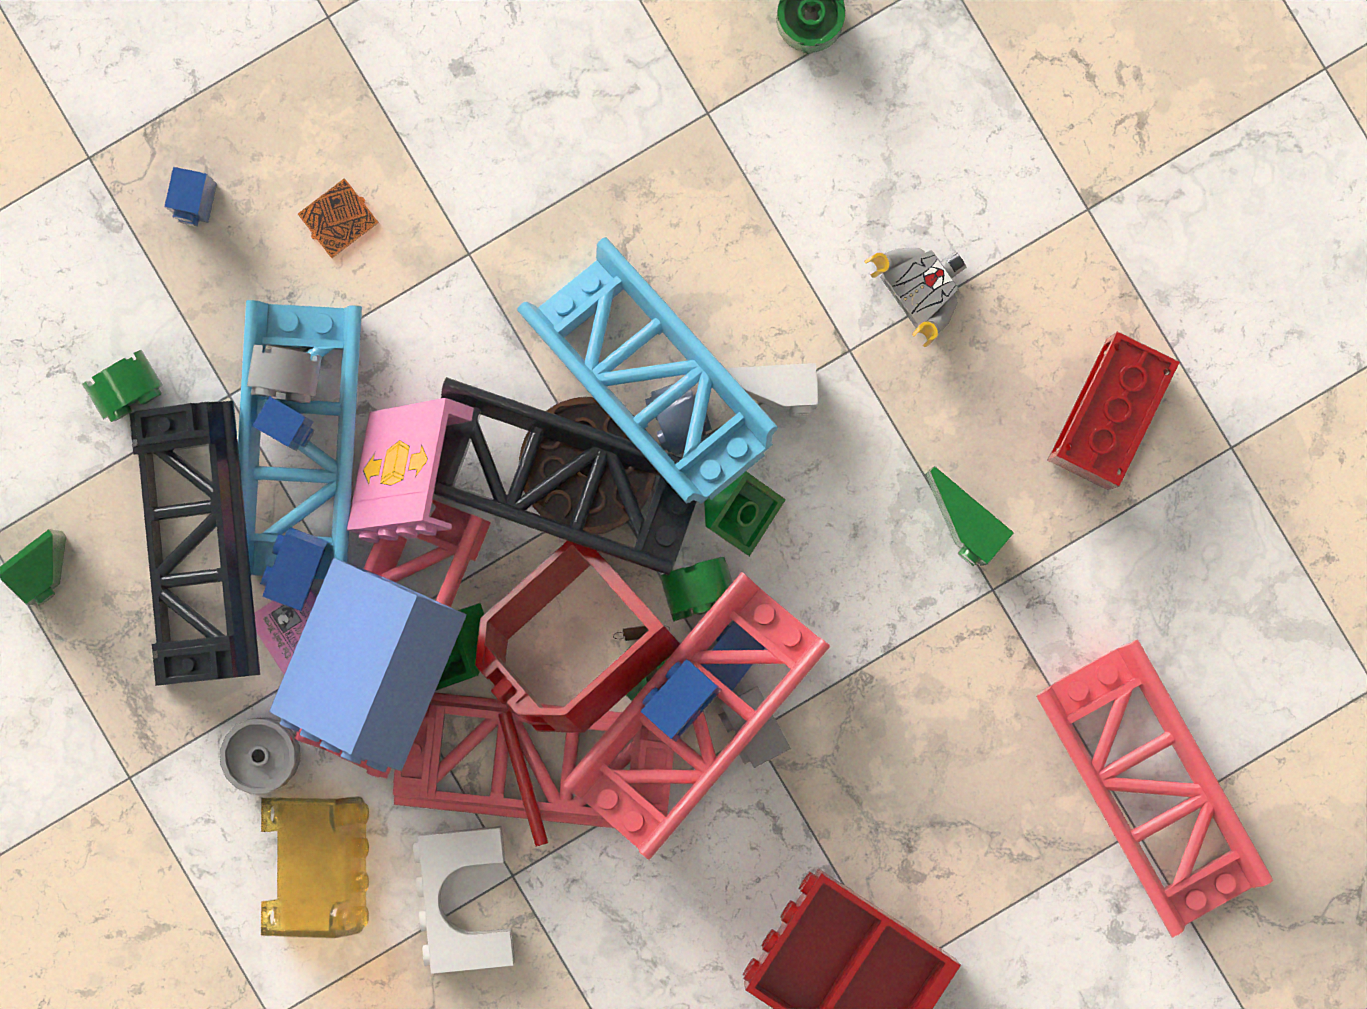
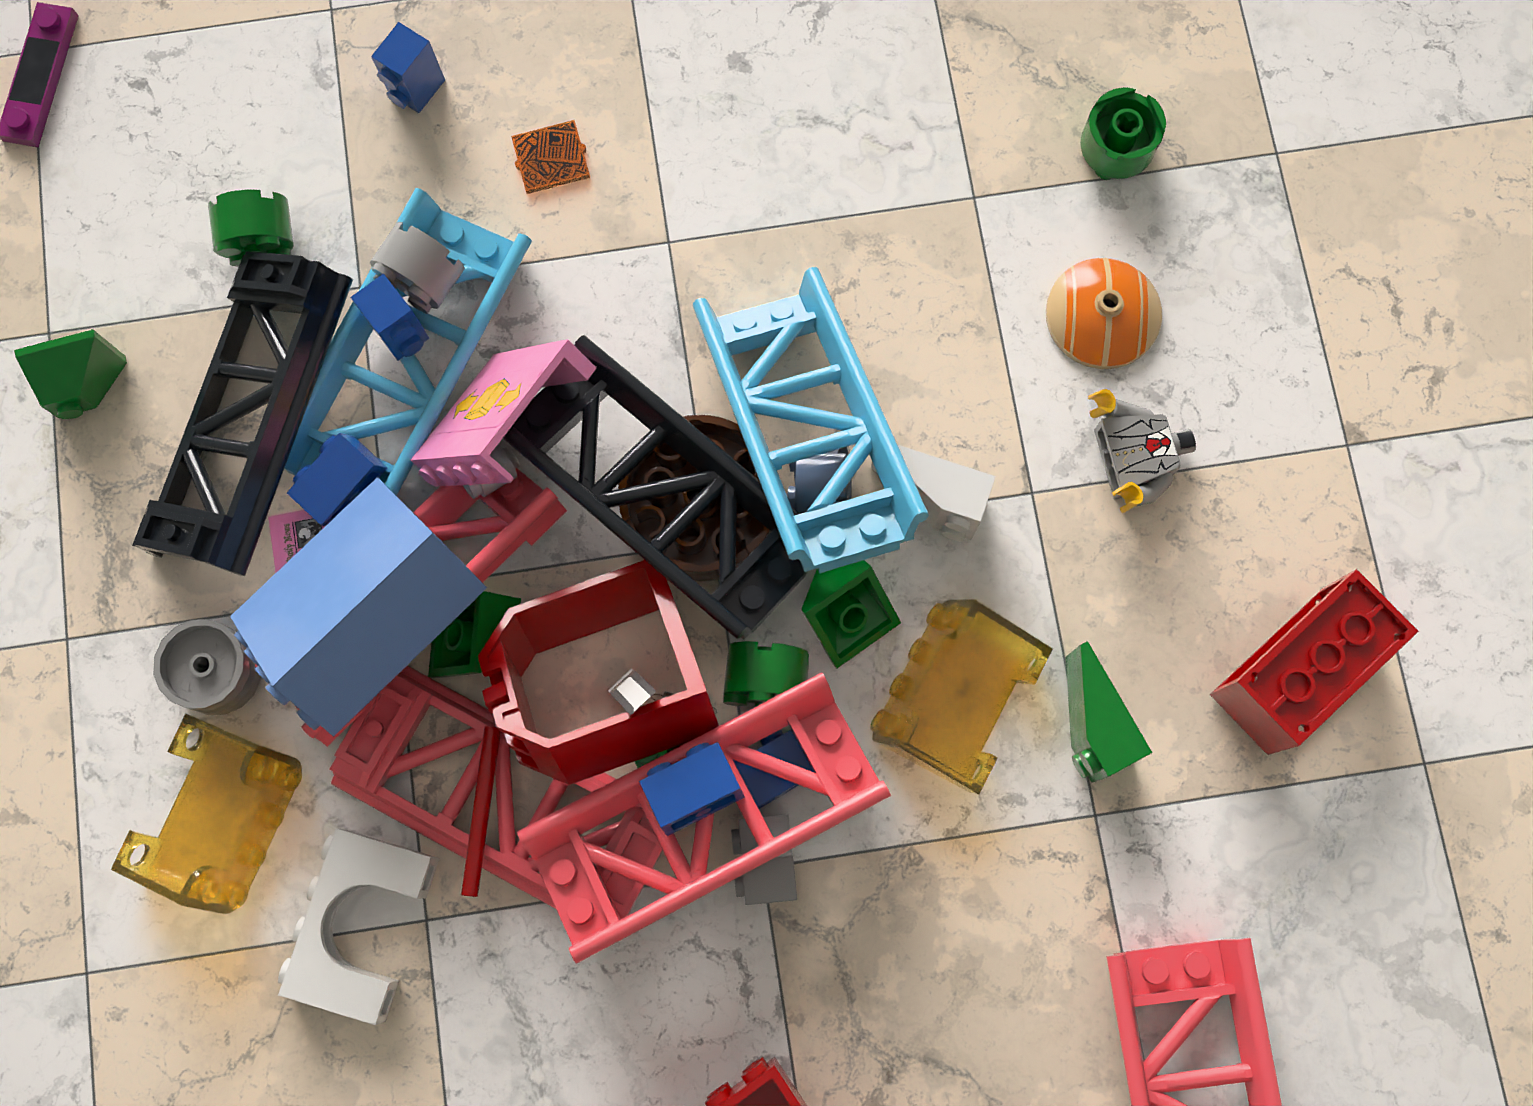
camera: 25 degrees right, 10 degrees down
(601, 644) = (631, 691): none -> sticker
(845, 197) = (1100, 334): none -> orange dish
(849, 538) = (956, 690): none -> clear yellow windscreen

